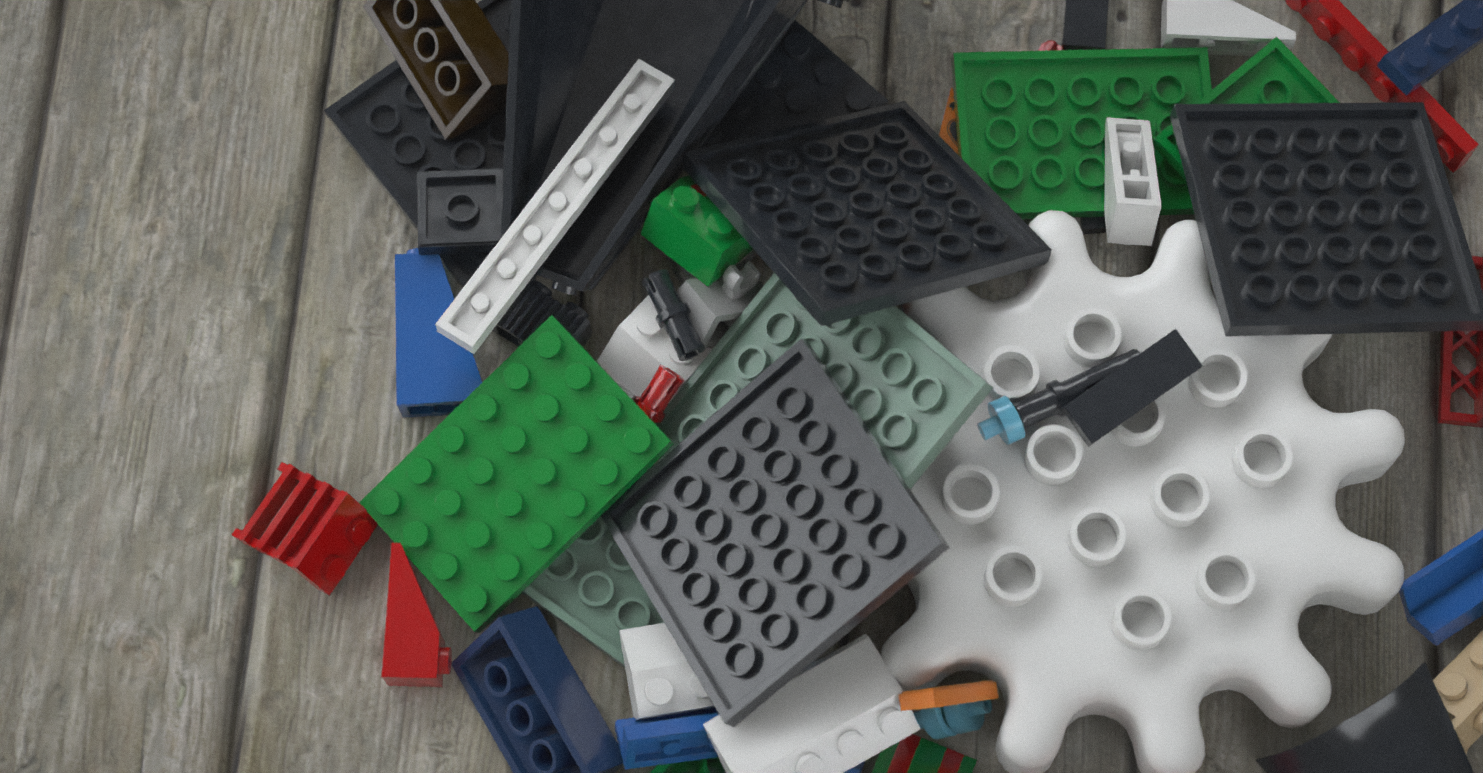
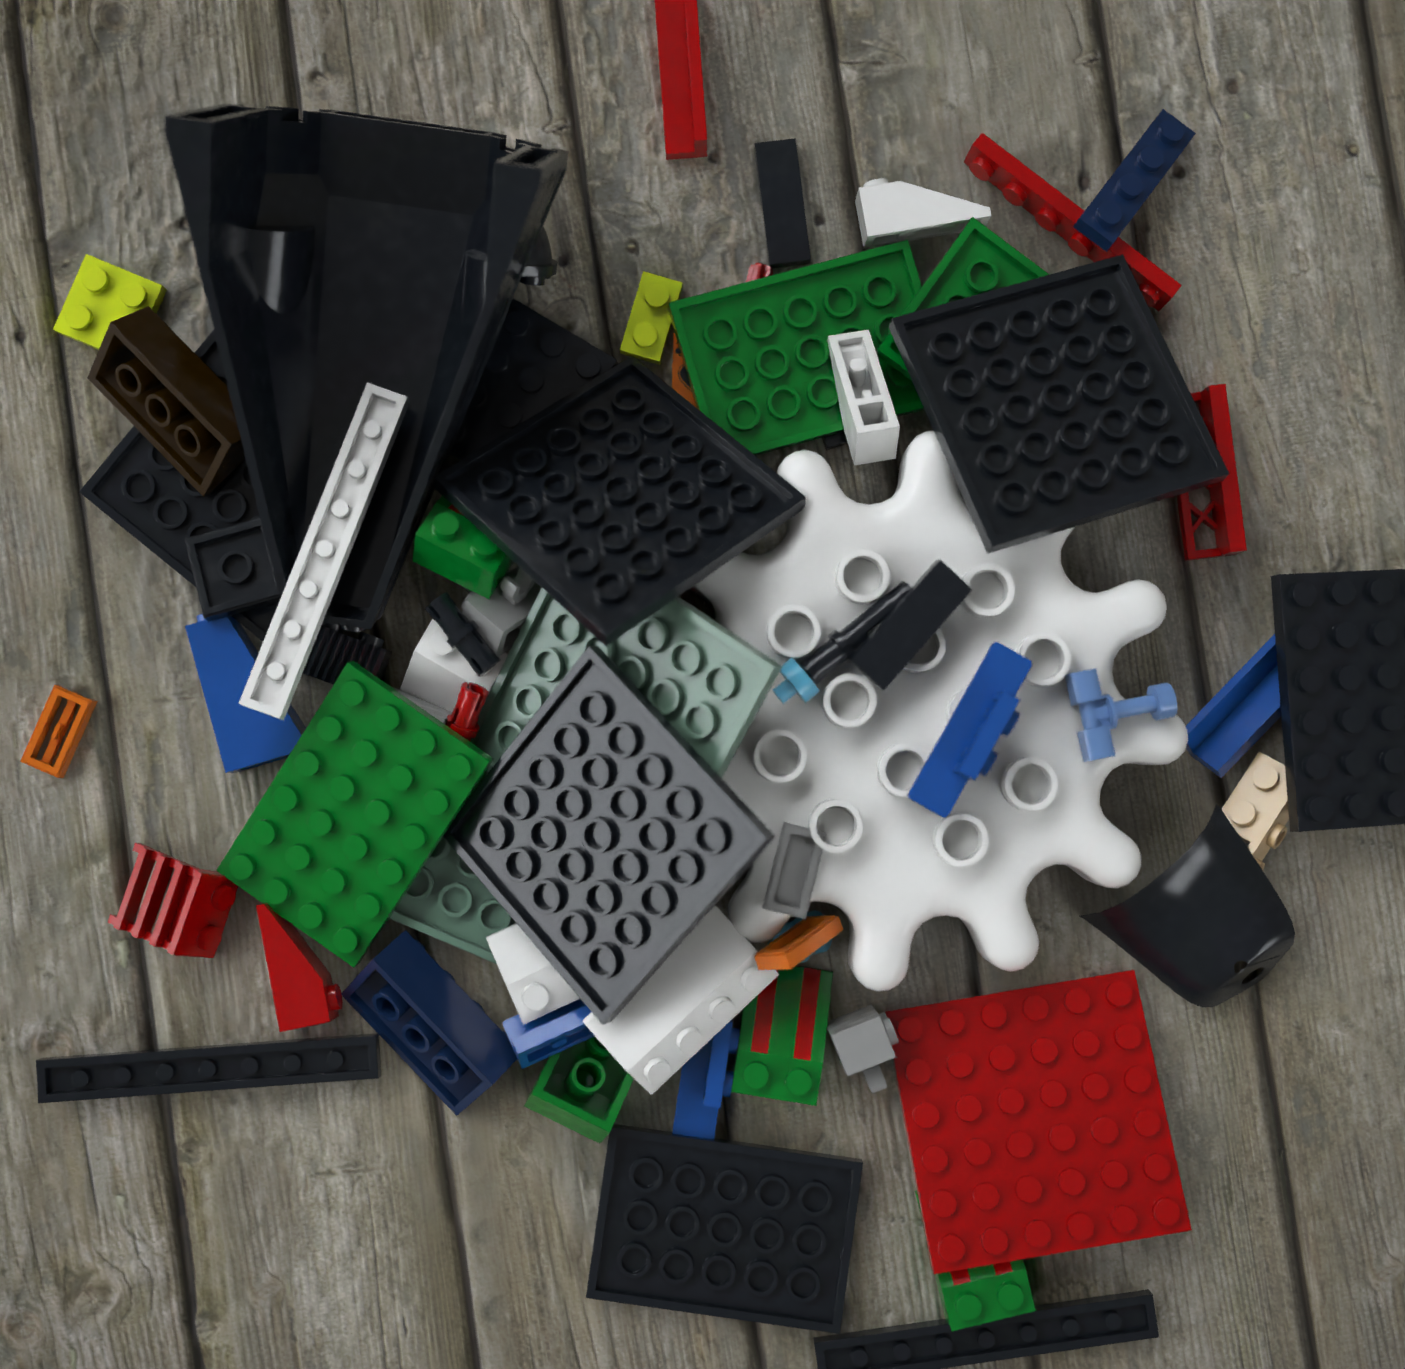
camera: 20 degrees left, 15 degrees up
(250, 344) = (73, 737): none -> orange tile
(296, 704) = (208, 1068): none -> black plate
(930, 71) = (650, 318): none -> neon yellow plate
(959, 615) = (793, 871): none -> light grey tile
(1173, 503) = (972, 730): none -> blue bracket
(1314, 523) = (1101, 713): none -> medium blue bar

